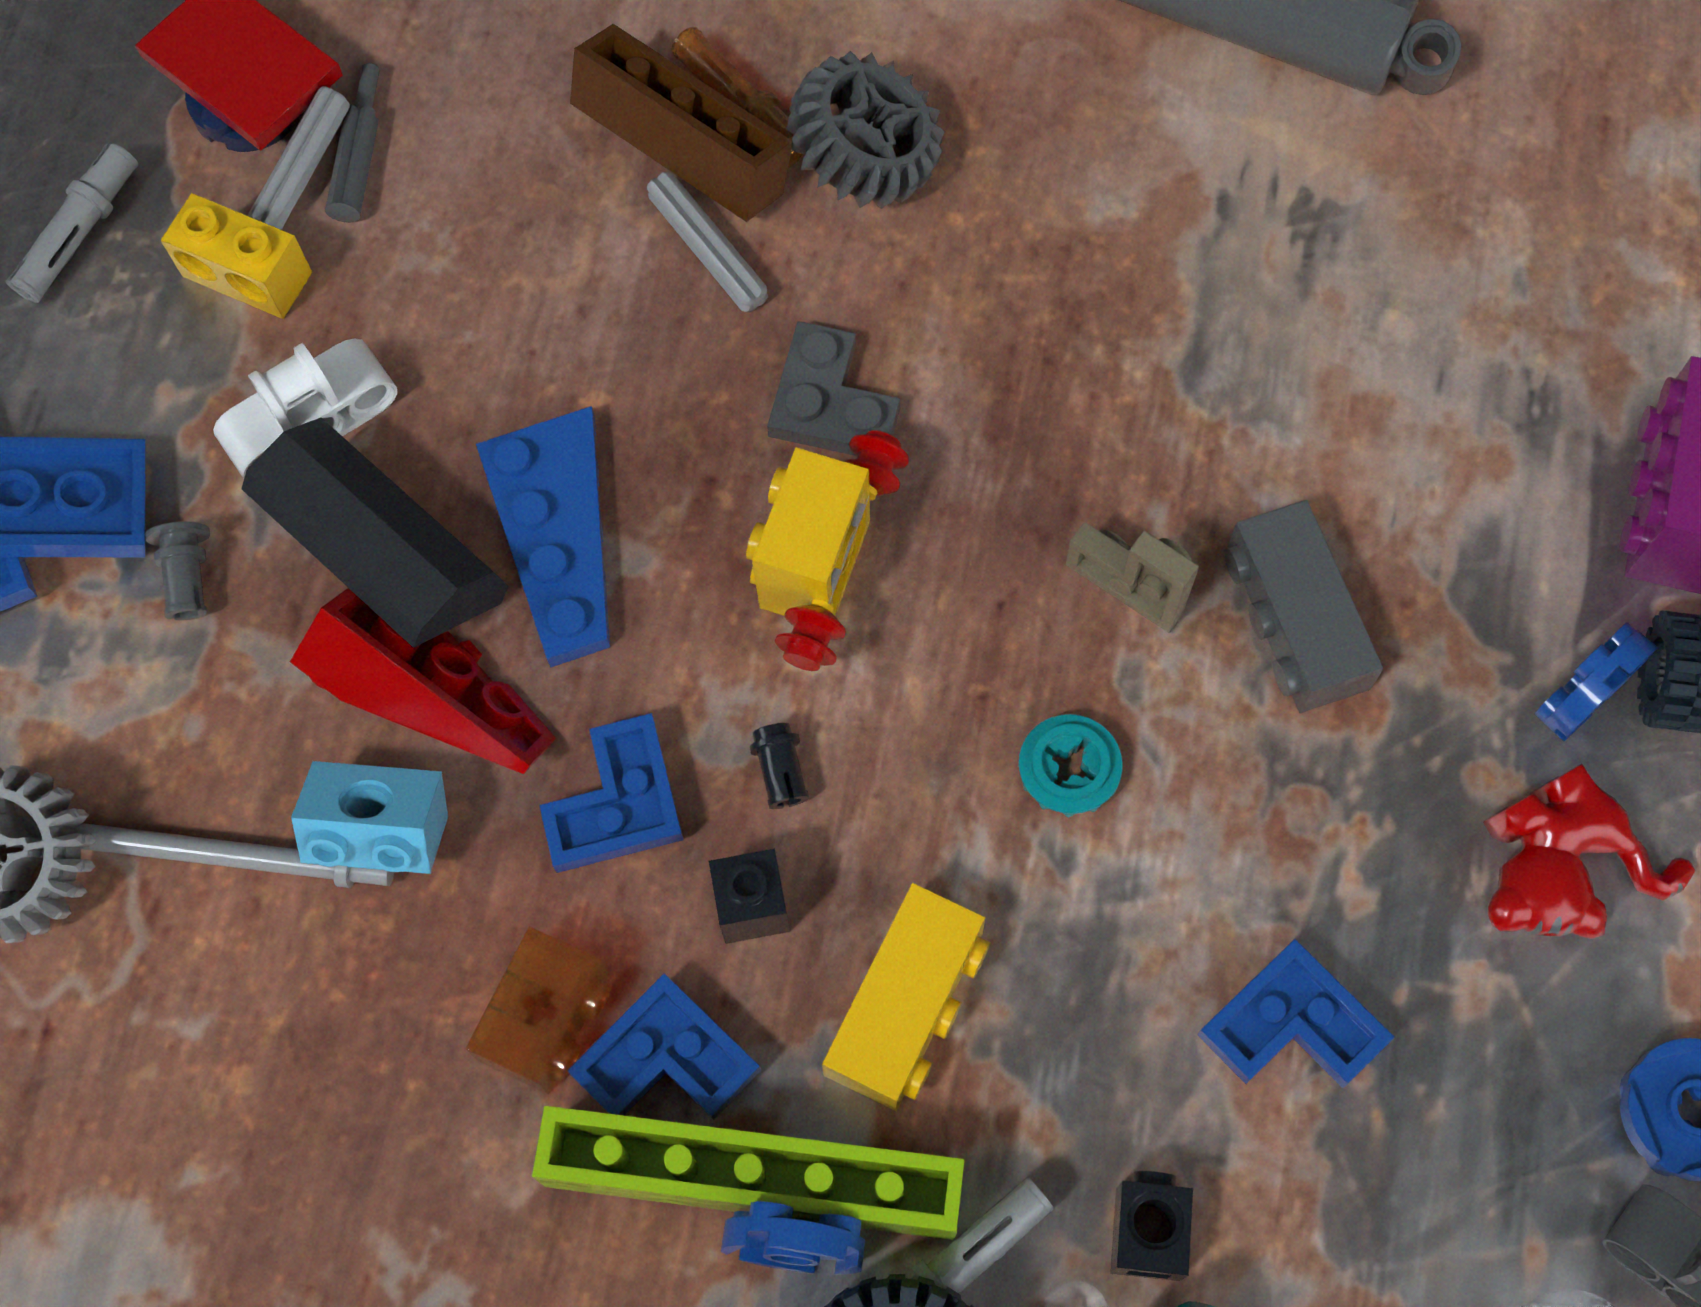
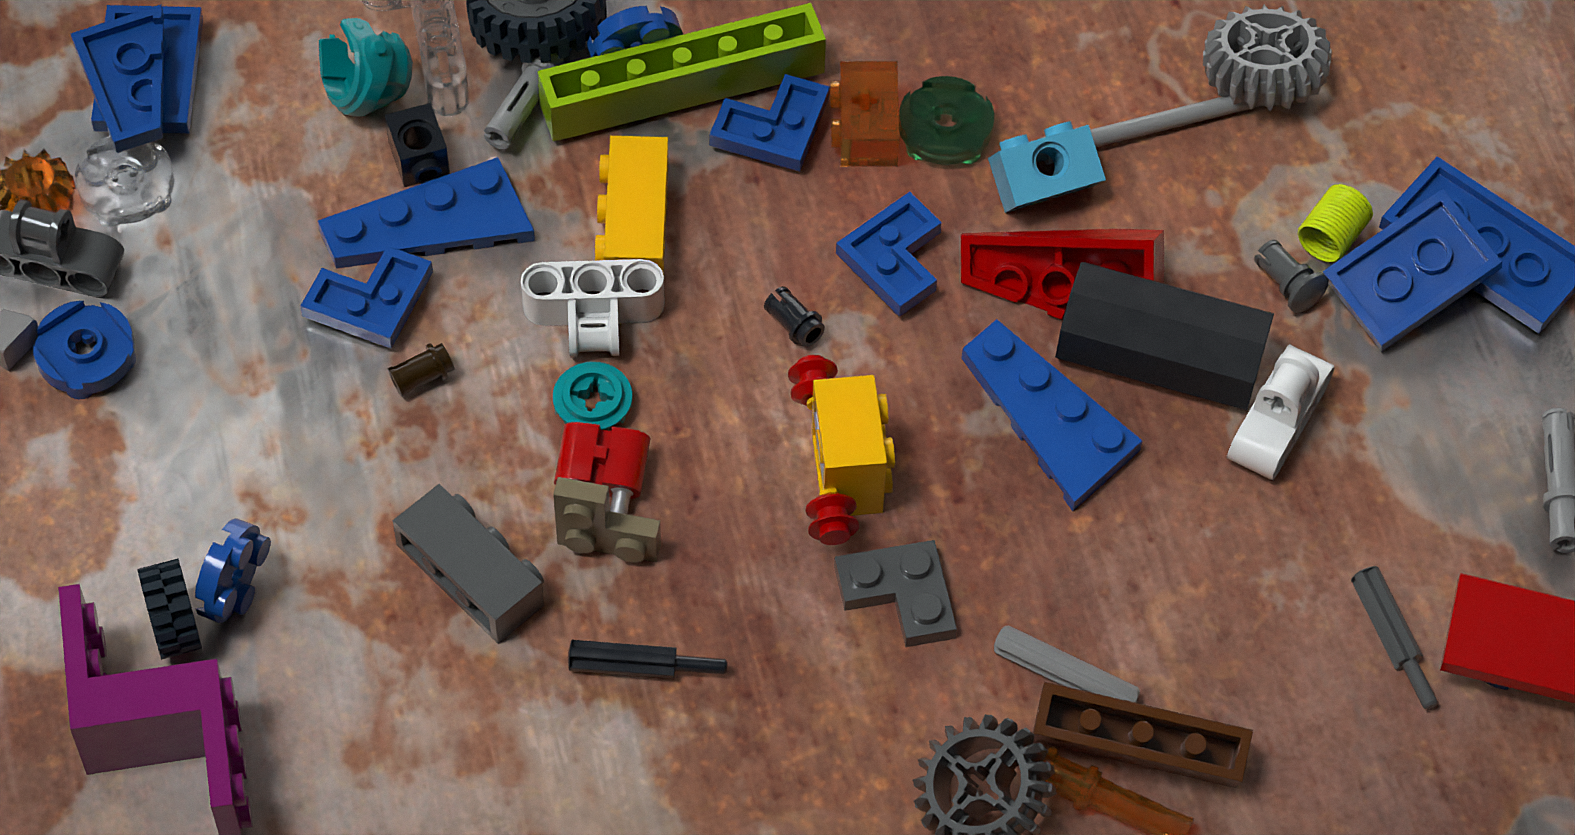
camera: 150 degrees right, 10 degrees down
(85, 605) = (1335, 223): none -> neon yellow piece
(237, 255) = (1413, 495): yellow brick -> none
(300, 158) = (1424, 588): light grey axle -> none
(439, 925) = (939, 143): none -> clear green plate
(749, 896) = (768, 223): black brick -> none
(1024, 858) = (593, 318): none -> white piece
(1095, 669) = (605, 458): none -> red piece
(1153, 1115) = (442, 213): none -> blue wing
(1154, 430) = (637, 660): none -> black axle
(1265, 889) = (421, 369): none -> dark brown pin
(1547, 883) = (228, 441): red animal -> none

